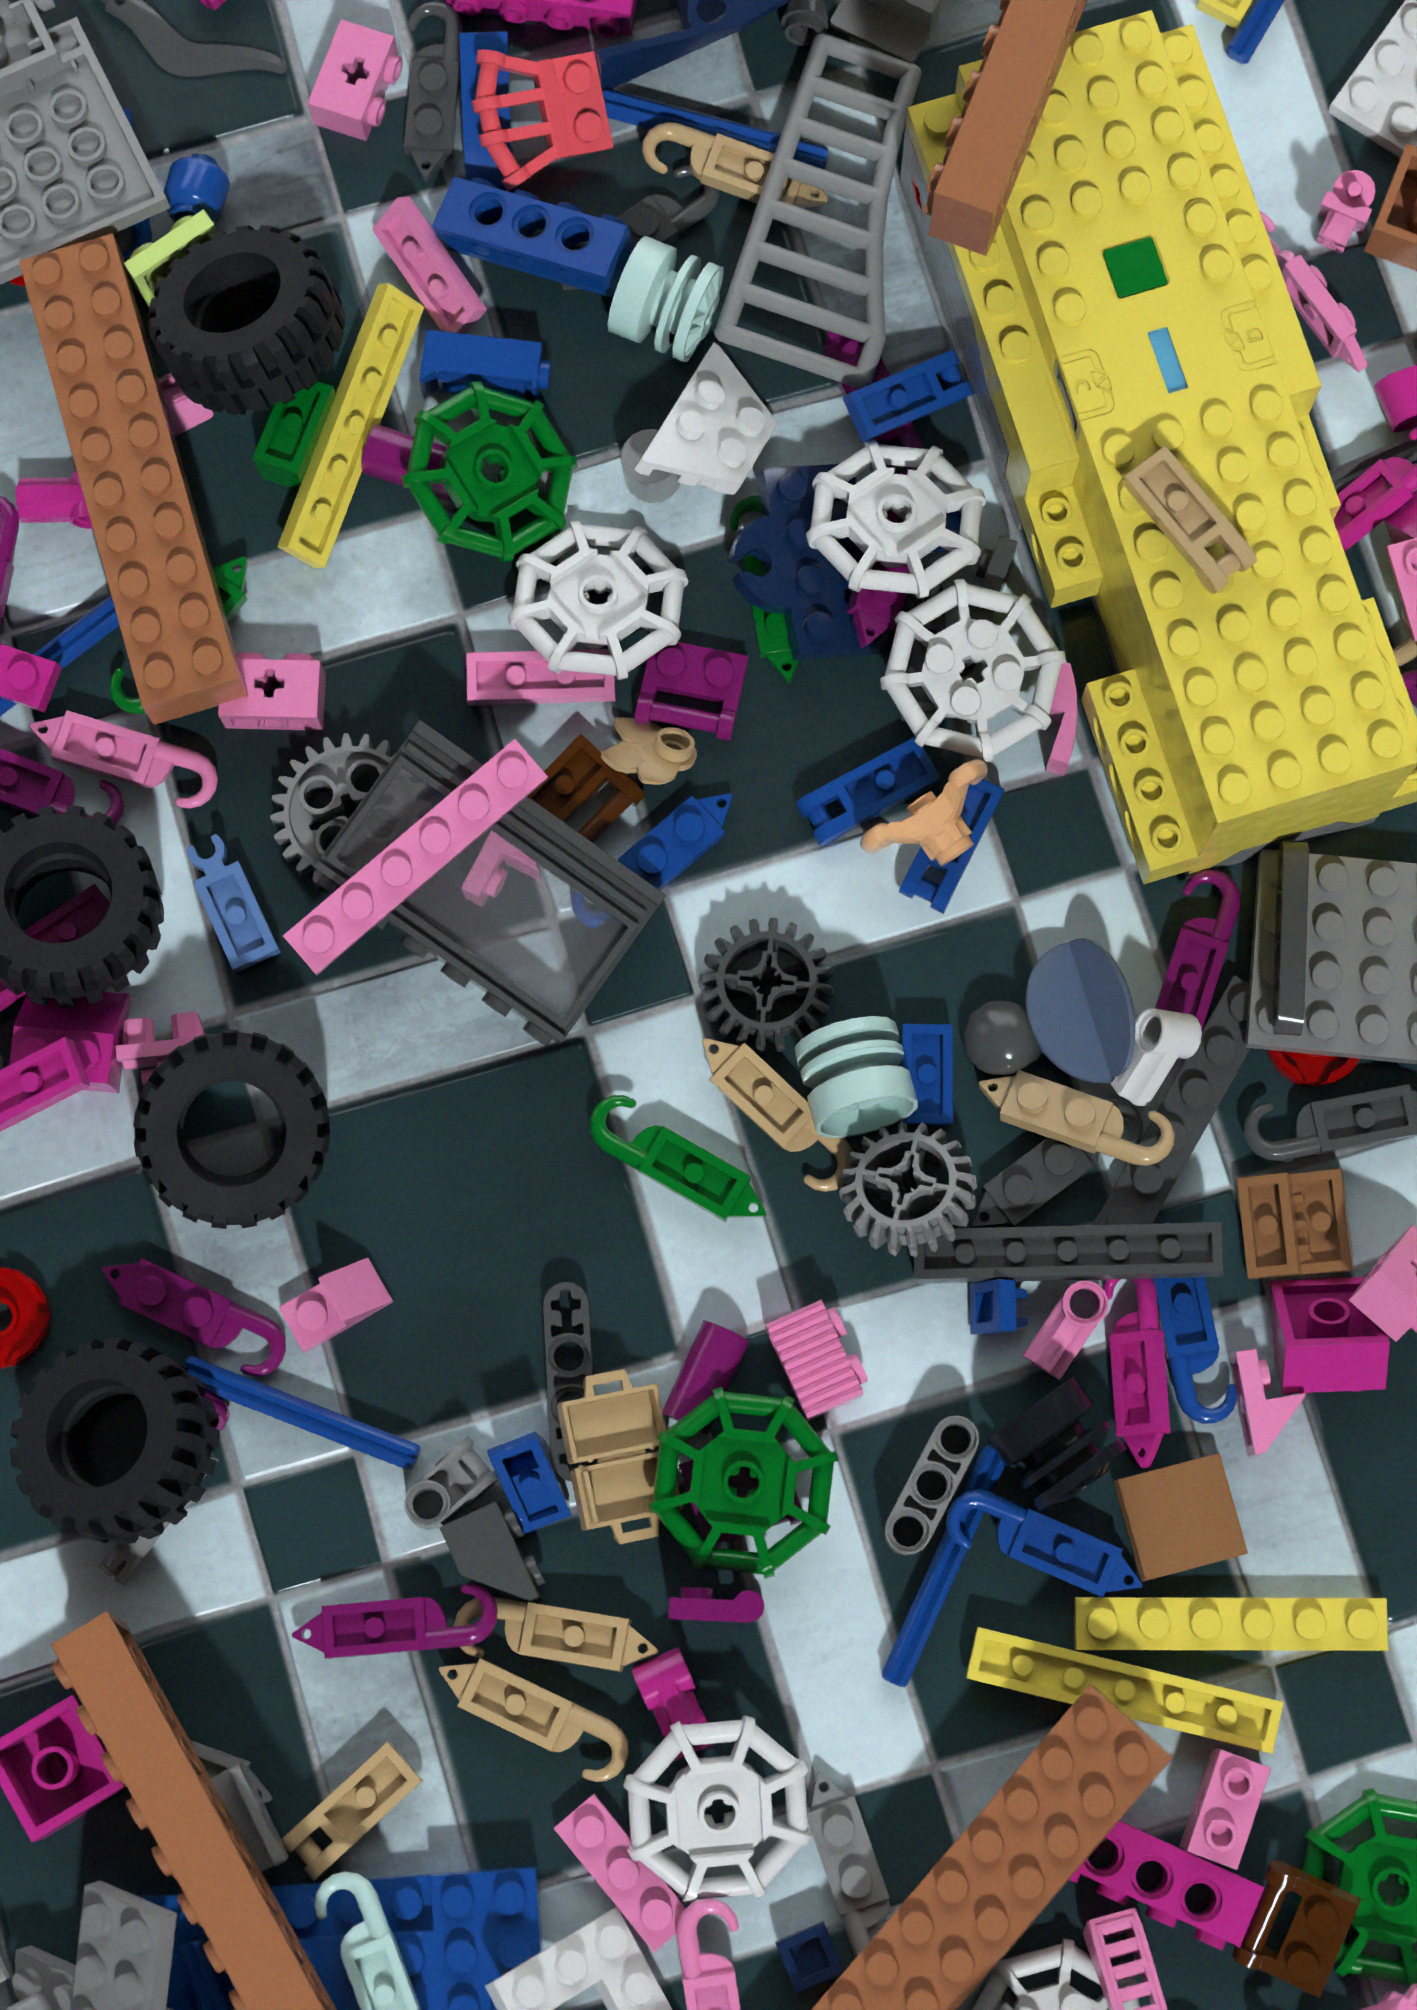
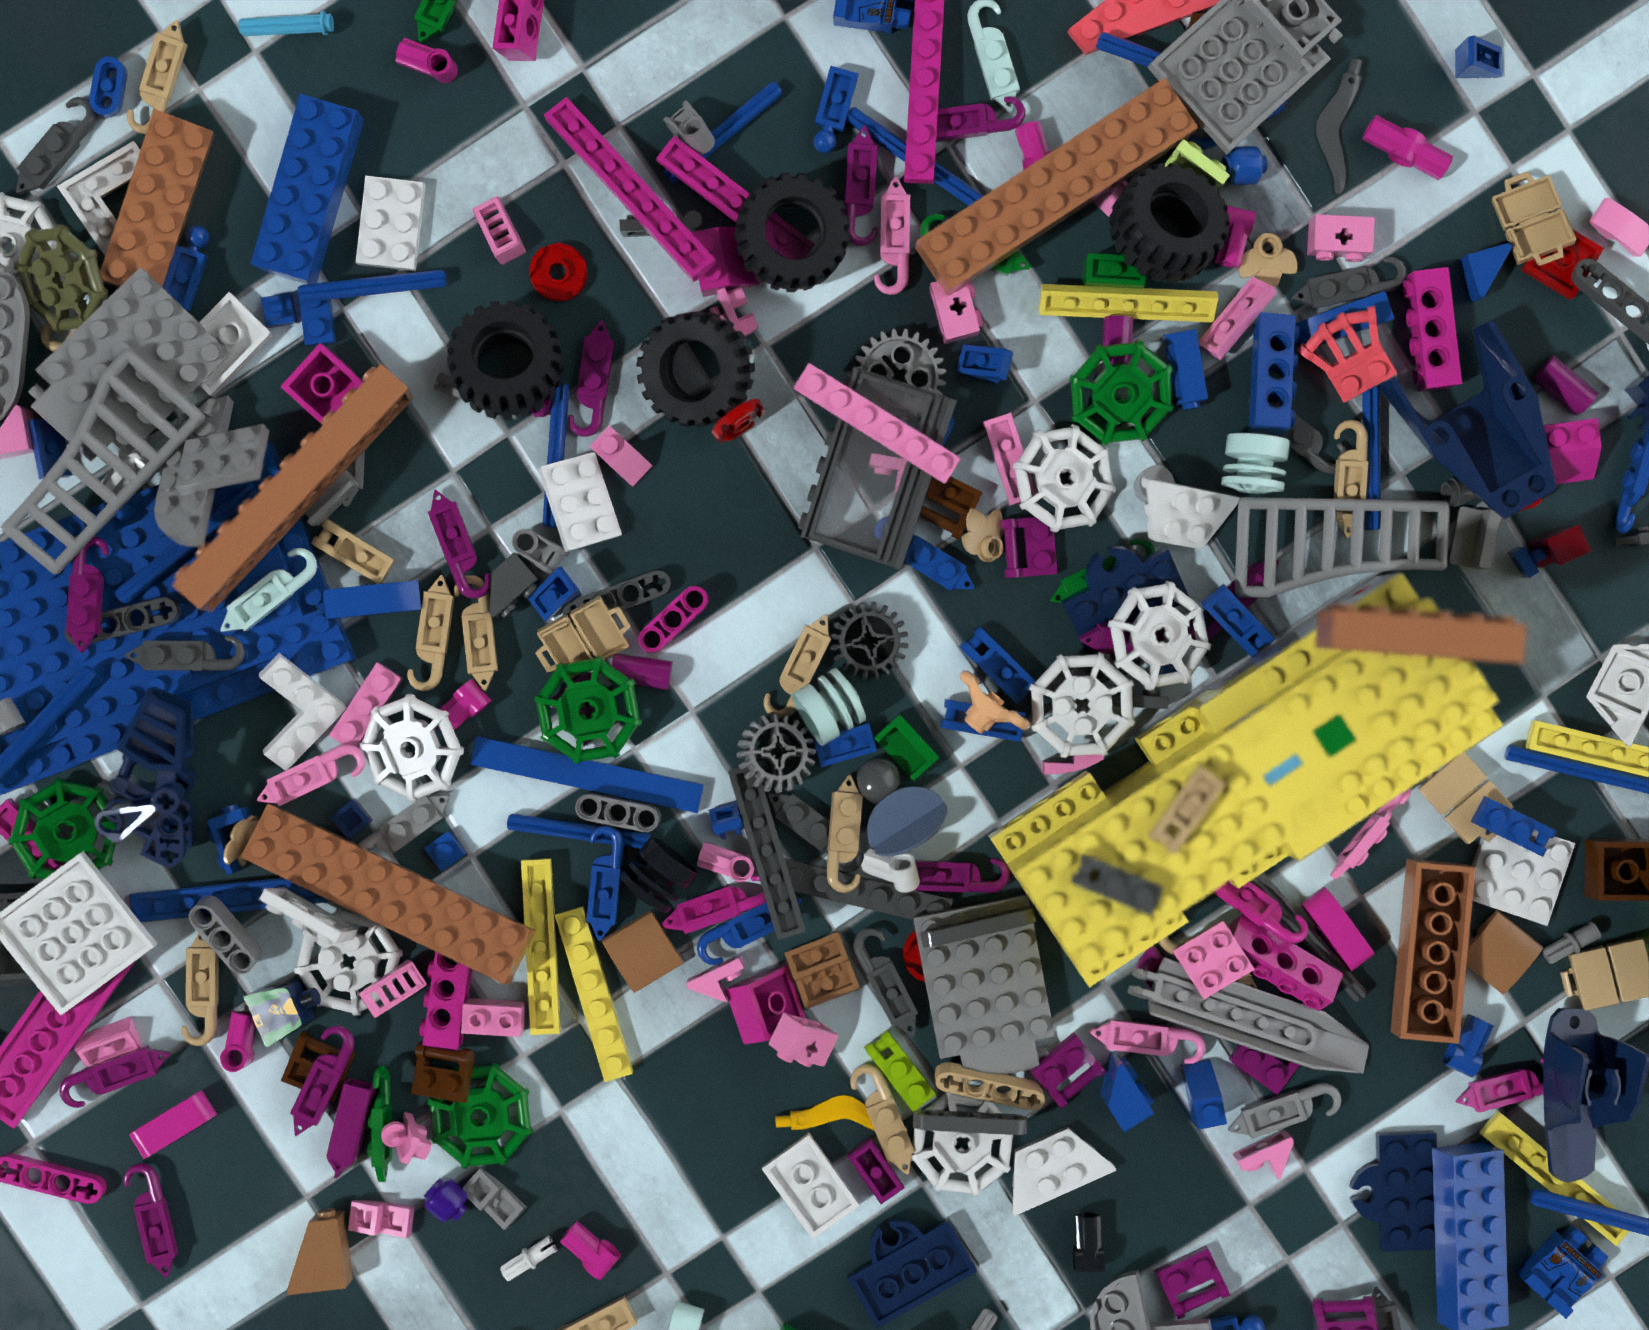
camera: 70 degrees right, 10 degrees up
(233, 909) = (824, 327): medium blue plate -> none
(290, 216) = (1239, 230): none -> dark pink piece
(339, 1087) = (738, 420): none -> red tile
(363, 199) = (1268, 266): none -> tan plate
(374, 670) = (984, 363): none -> blue slope
(389, 1393) = (579, 501): none -> white plate
(444, 1799) = (371, 599): none -> blue slope
(629, 1270) = (660, 625): none -> dark pink beam
(678, 1165) = (753, 621): green plate -> none
(700, 1606) = (513, 708): magenta plate -> none
(816, 1360) = (668, 729): bright pink brick -> none
(853, 1523) = (587, 775): none -> blue tile
(912, 1809) = (445, 851): none -> blue plate
(959, 975) = (906, 747): none -> green panel
(1282, 661) = (1118, 885): none -> dark grey plate
(1312, 127) = (1456, 788): none -> tan piece
(1345, 209) = (1435, 844): bright pink hips -> none
(1355, 73) = (1512, 825): none -> blue plate

